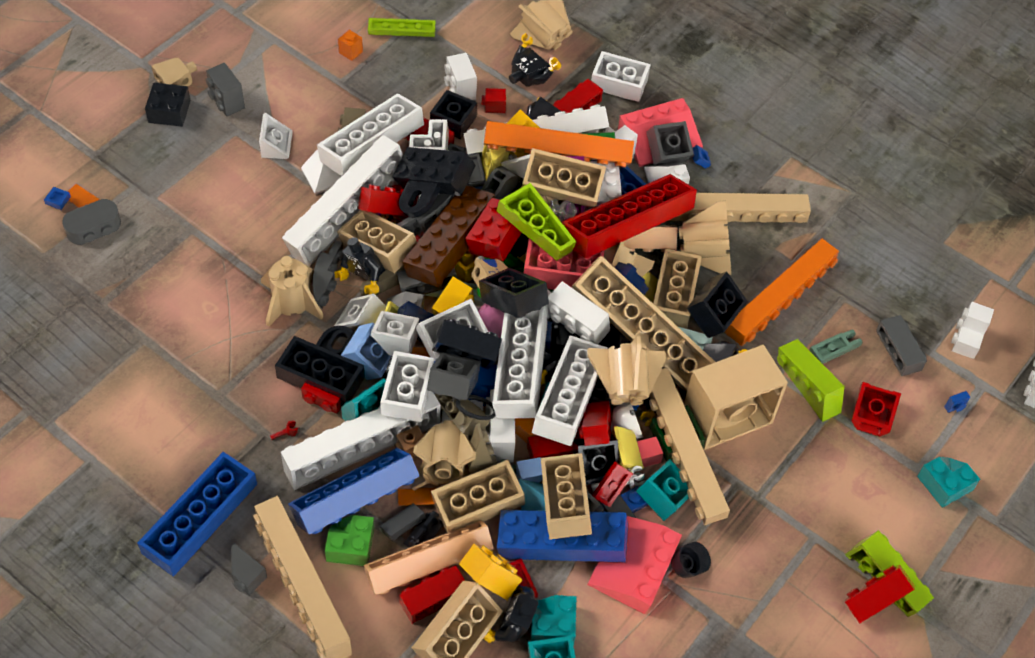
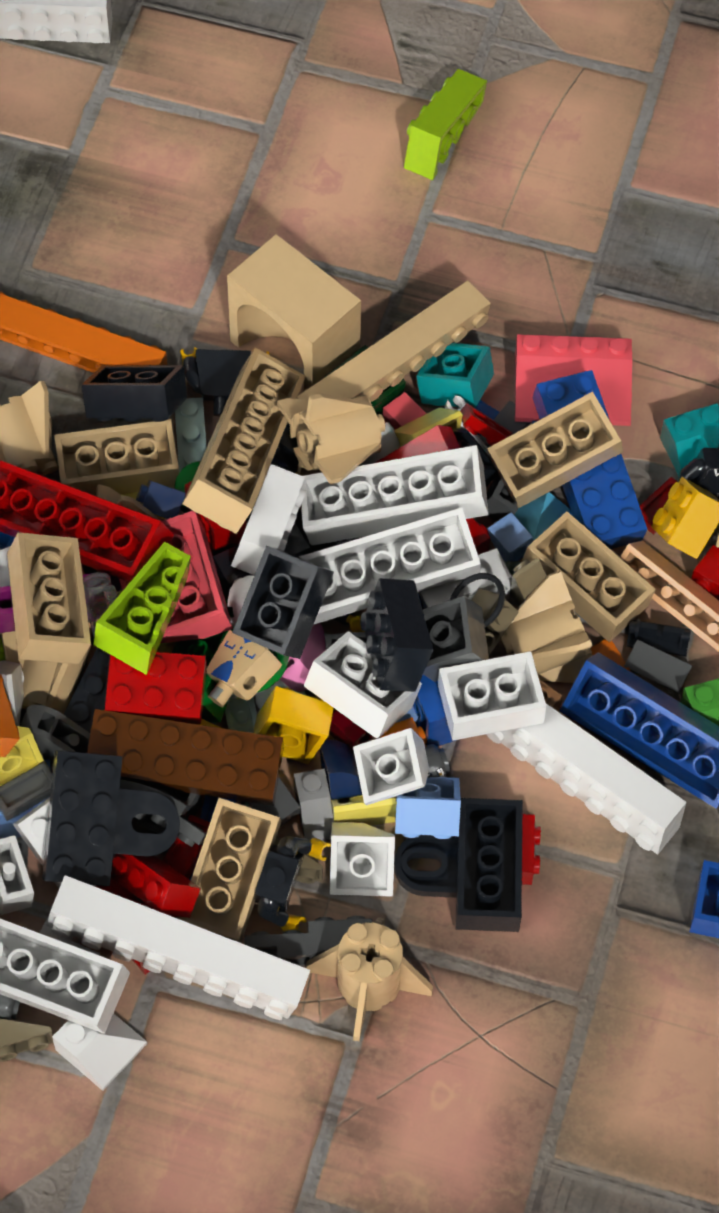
camera: 110 degrees left, 5 degrees up
(274, 138) = (65, 1155): white slope -> none
(288, 431) = (596, 876): red hand -> none
(365, 402) = (519, 769): teal slope -> none
(691, 560) = (537, 323): black cap -> none
(812, 379) = (195, 263): lime wedge -> none
(835, 346) = (122, 255): sand green hinge -> none
(875, 409) = (205, 185): red slope -> none
(879, 593) = (489, 114): red brick -> none
(901, 345) = (85, 181): dark grey brick -> none
(948, 479) = (276, 91): teal slope -> none
(957, 402) = (150, 104): blue plate -> none
(971, 329) = (29, 108): white brick -> none

